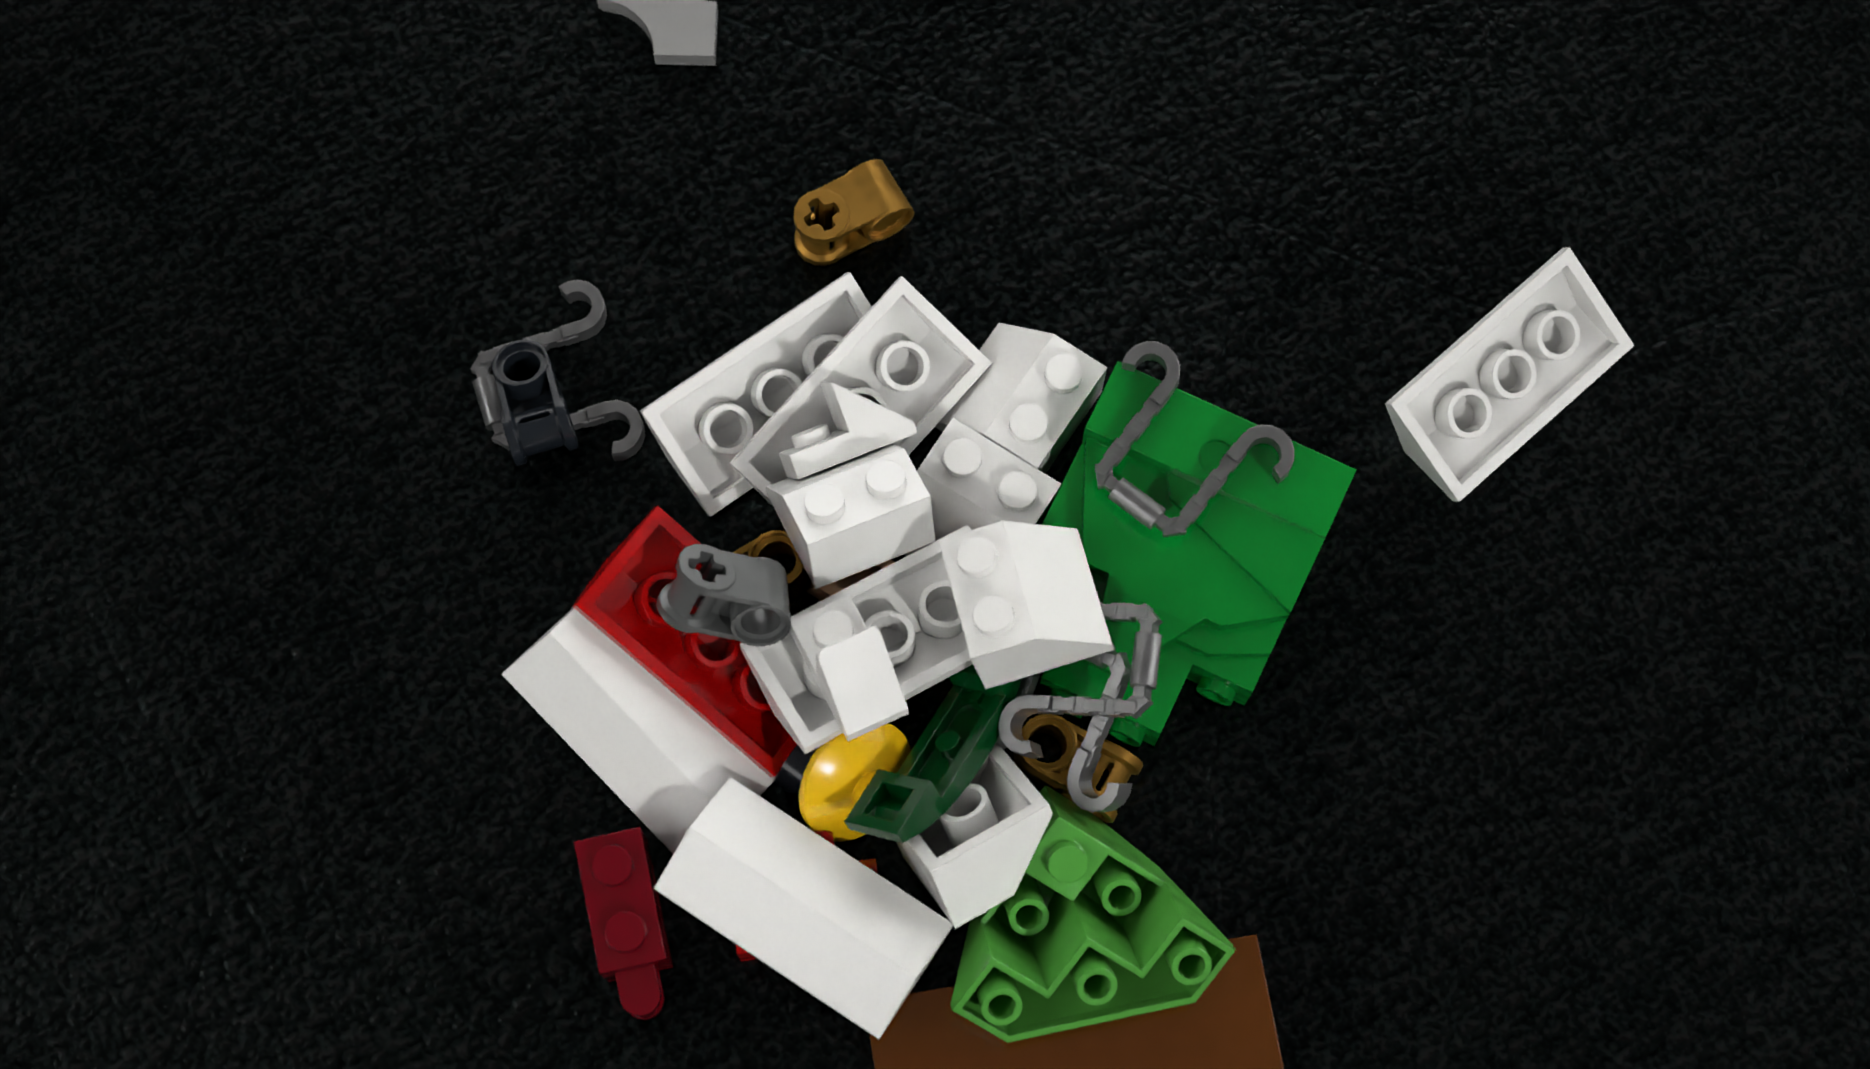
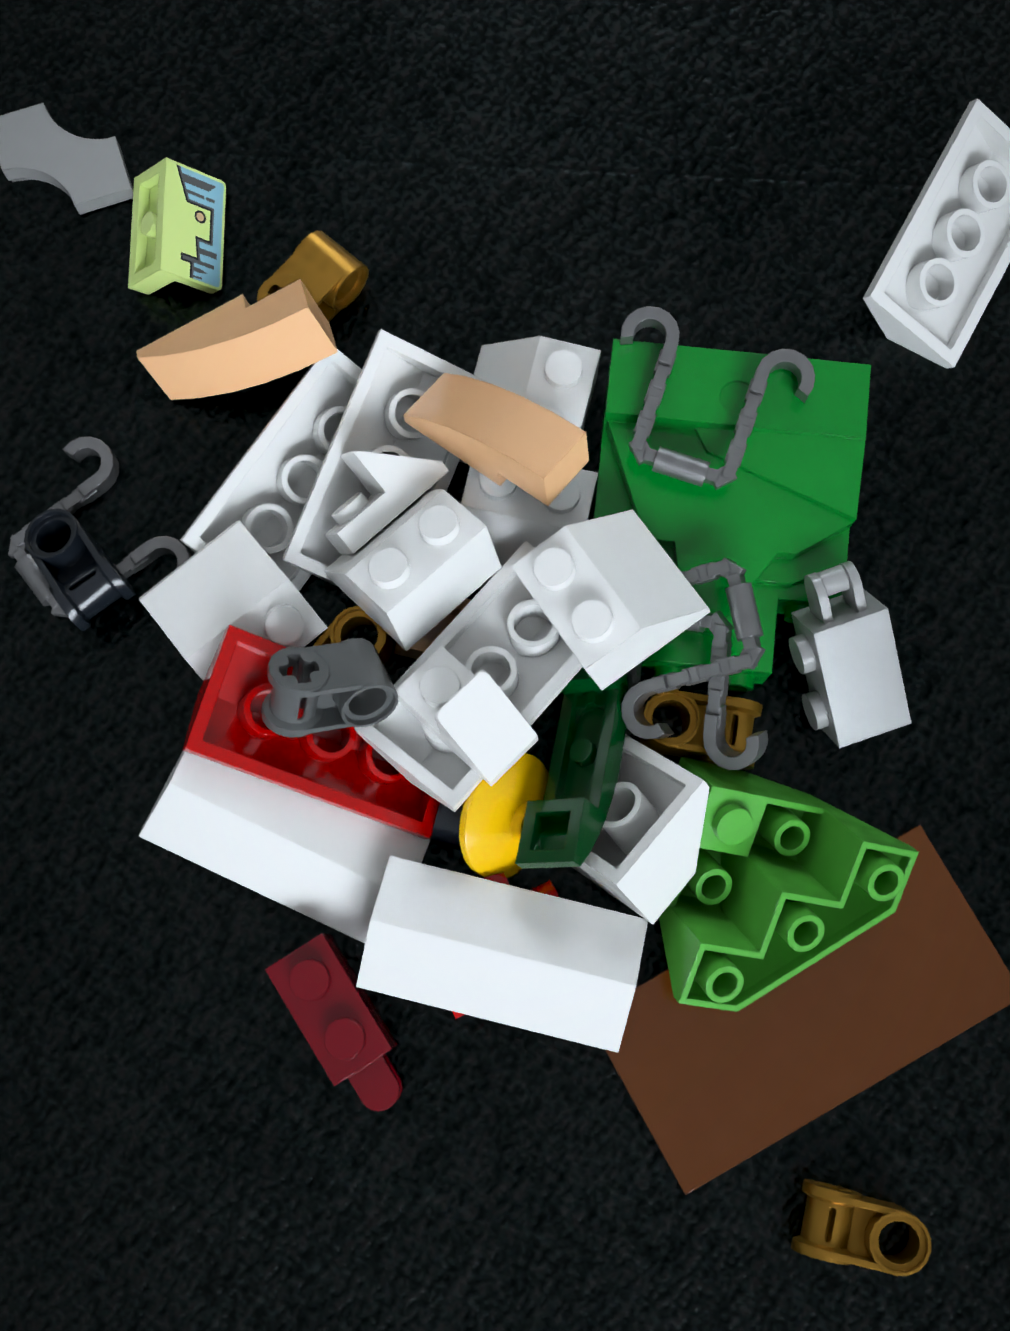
camera: 15 degrees left, 5 degrees up
(670, 469) = (225, 586): none -> white slope
(743, 111) = (177, 229): none -> yellowish green panel
(764, 245) = (240, 345): none -> light nougat slope
(977, 415) = (501, 434): none -> light nougat slope
(1238, 746) = (847, 659): none -> brick

